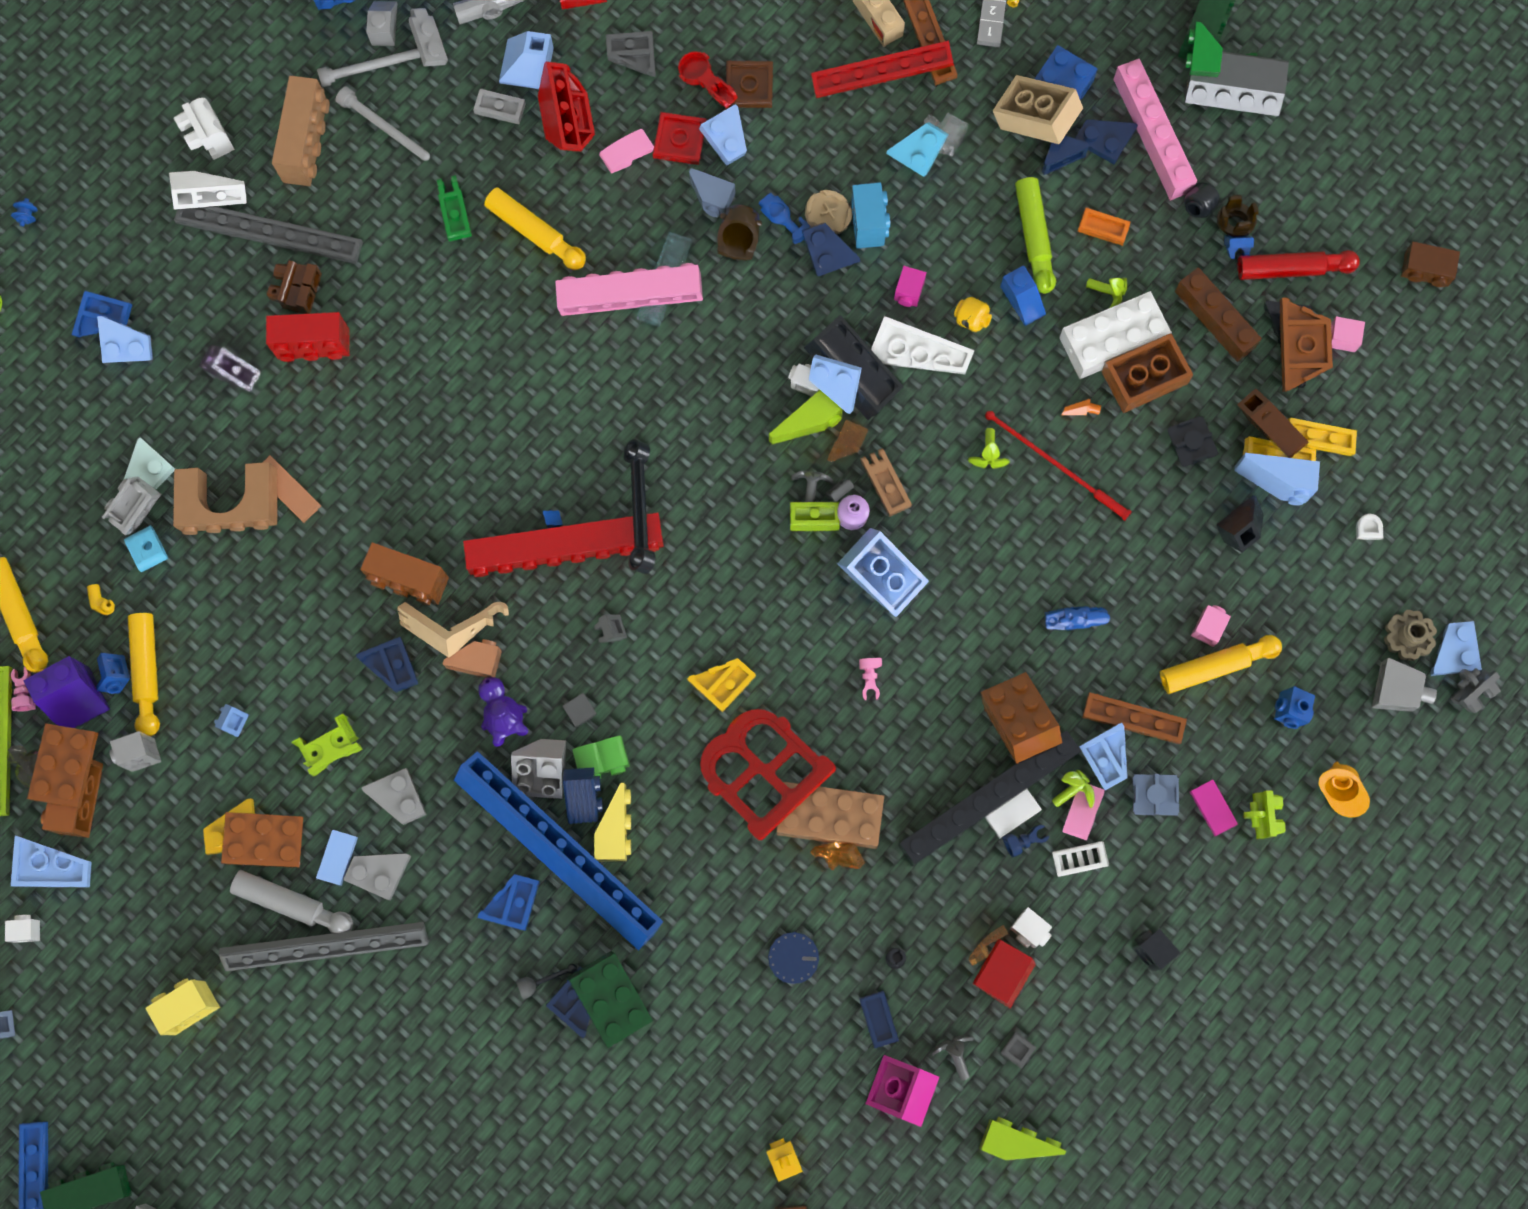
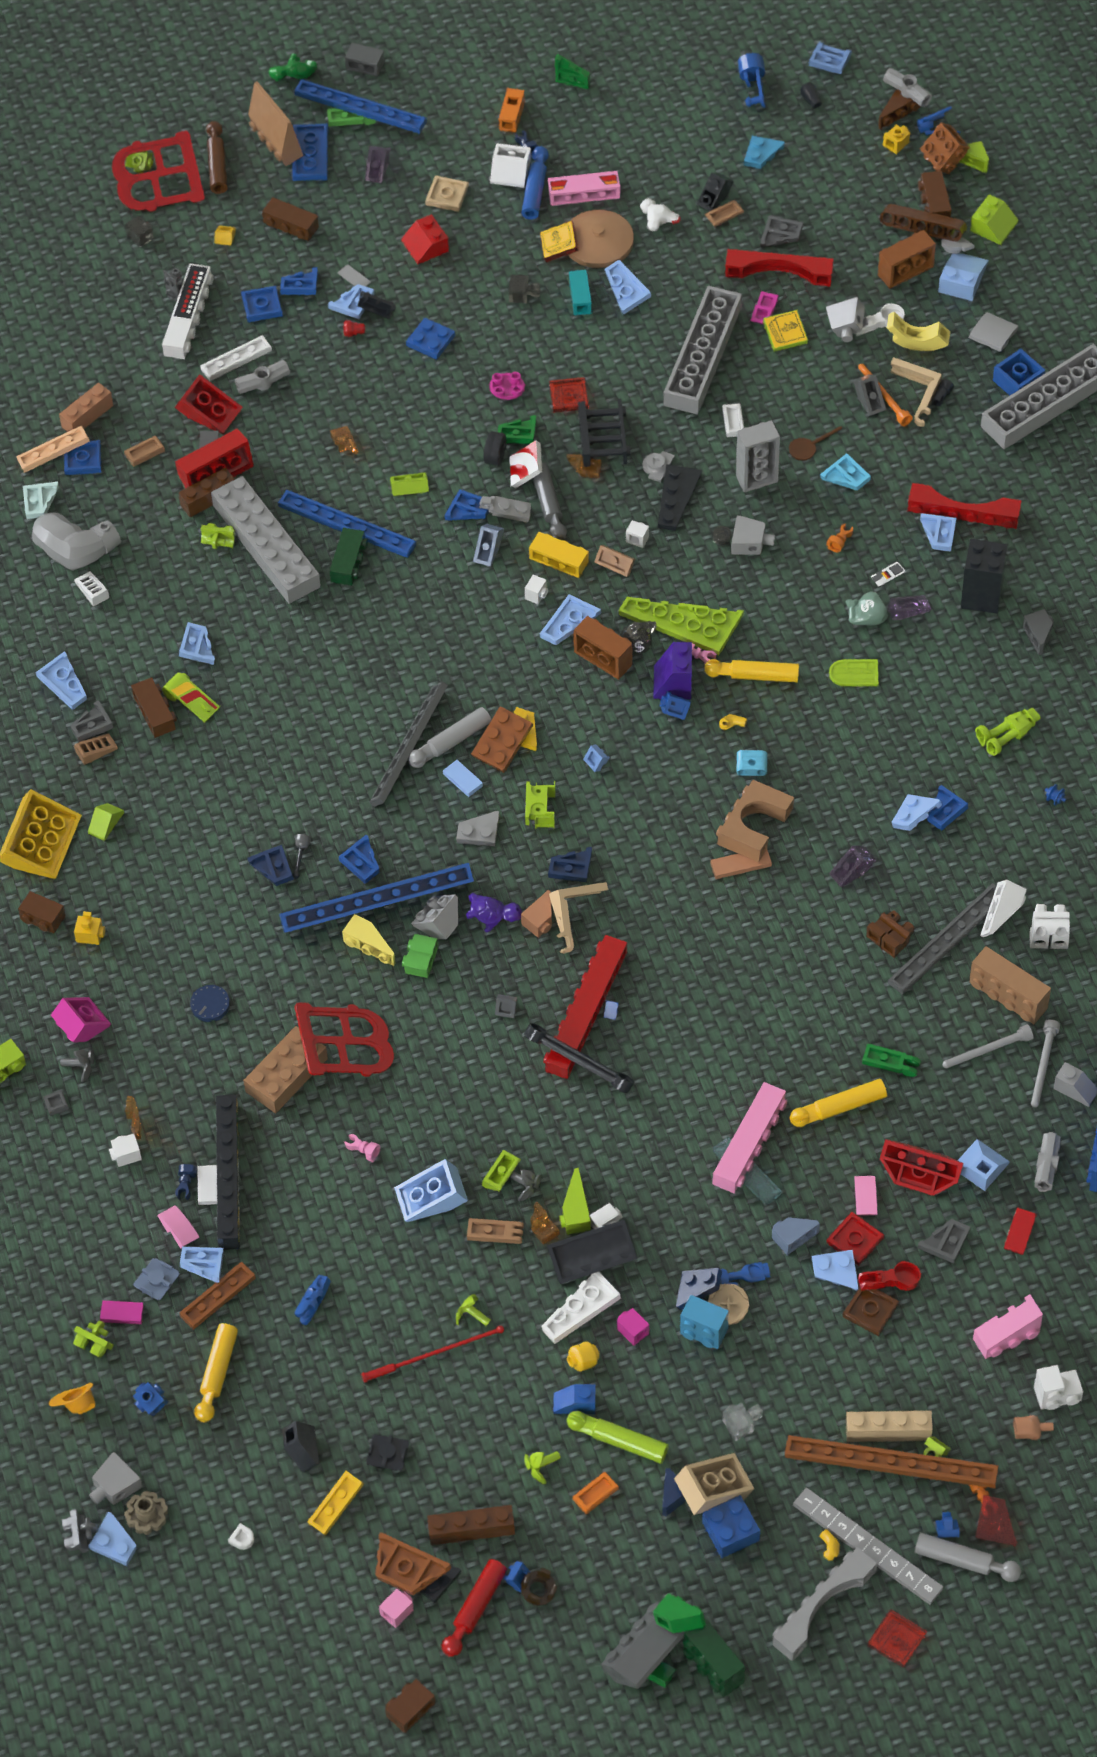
camera: 120 degrees right, 20 degrees down
(62, 765) = (620, 641): dark orange plate -> none
(131, 504) = (786, 763): light grey hinge -> none
(134, 751) = (608, 693): light grey brick -> none
(143, 671) = (663, 724): yellow piece -> none
(148, 465) = (810, 787): light aqua wing -> none
(182, 1006) = (424, 648): light yellow brick -> none
(307, 336) = (842, 918): red brick -> none
(377, 873) = (436, 795): light grey wing -> none
(404, 574) = (626, 897): dark orange brick -> none
(427, 38) = (1043, 1108): light grey hinge -> none
(499, 106) = (955, 1129): light grey plate -> none
(579, 710) = (464, 961): dark grey tile -> none
(581, 795) = (402, 927): dark blue brick -> none
(609, 999) = (259, 879): dark green brick -> none
(723, 682) = (422, 1054): yellow wing -> none
(738, 232) = (751, 1234): dark brown helmet -> none
(836, 380) = (586, 1225): light blue wing -> none
(839, 490) = (508, 1196): dark grey tile -> none
(839, 854) = (256, 1059): clear orange slope -> none
(853, 512) = (485, 1194): lavender head -> none
(878, 1019) = (135, 1032): dark blue tile -> none
(882, 69) = (820, 1400): red plate -> none
(895, 958) = (165, 1059): black pin -> none
(919, 148) = (738, 1391): medium azure wing -> none
(1004, 973) = (106, 1114): red slope -> none
(1021, 717) = (266, 1213): dark orange brick -> none
(1077, 782) = (200, 1223): lime plant -> none
(1082, 408) = (463, 1393): orange bar -> none
(1088, 847) = (144, 1221): white slope -> none
(1106, 137) = (666, 1536): dark blue wing -> none
(1113, 333) = (502, 1443): white brick -> none
(1147, 373) = (457, 1445): dark orange brick -> none
(1155, 129) = (648, 1569): bright pink brick -> none
(1155, 949) = (56, 1210): black brick -> none
(1201, 200) = (569, 1570): black head -> none
(1211, 625) = (246, 1382): bright pink brick -> none
(1272, 423) = (362, 1501): reddish brown slope -> none
(1281, 476) = (313, 1487): light blue slope -> none
(1327, 437) = (330, 1540): yellow hinge -> none

